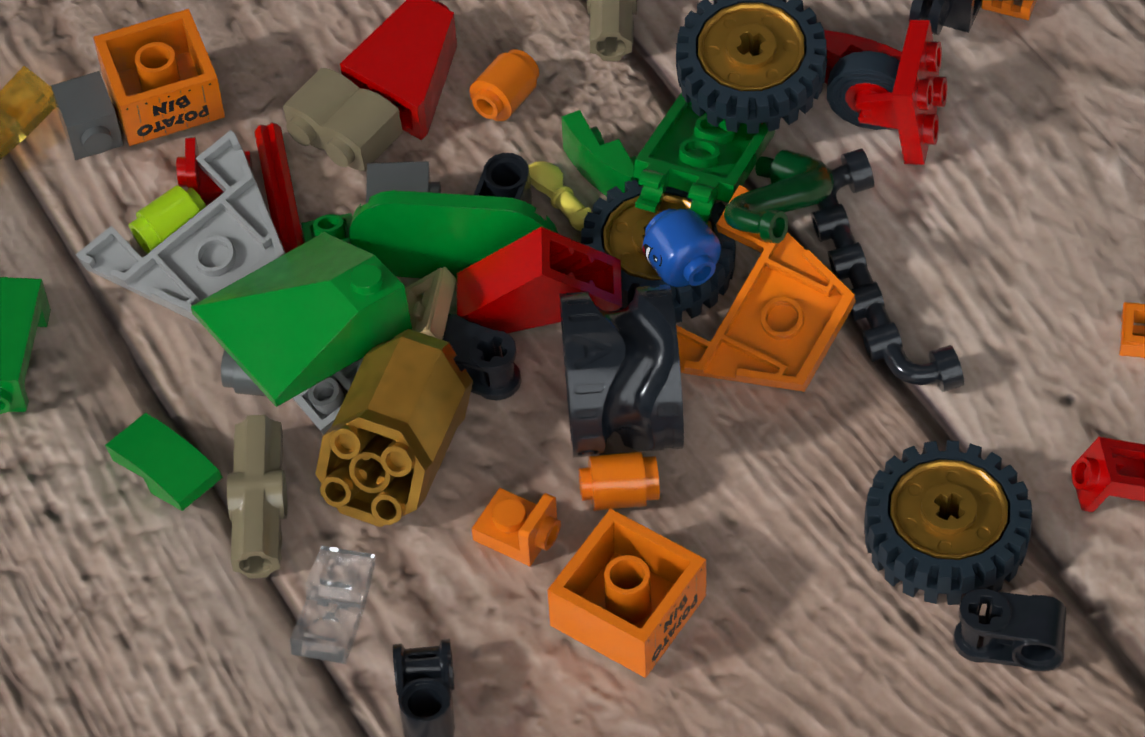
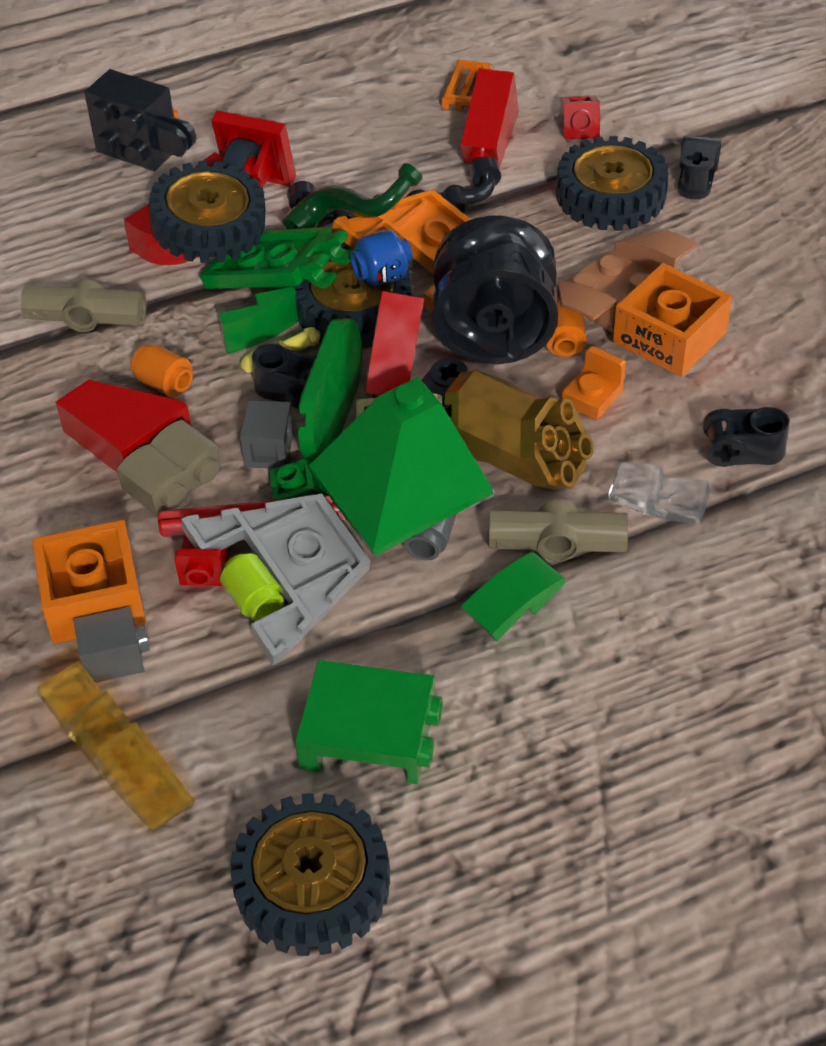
camera: 85 degrees left, 5 degrees down
(742, 541) = (618, 272): none -> nougat piece
(1053, 356) = (490, 116): none -> red slope

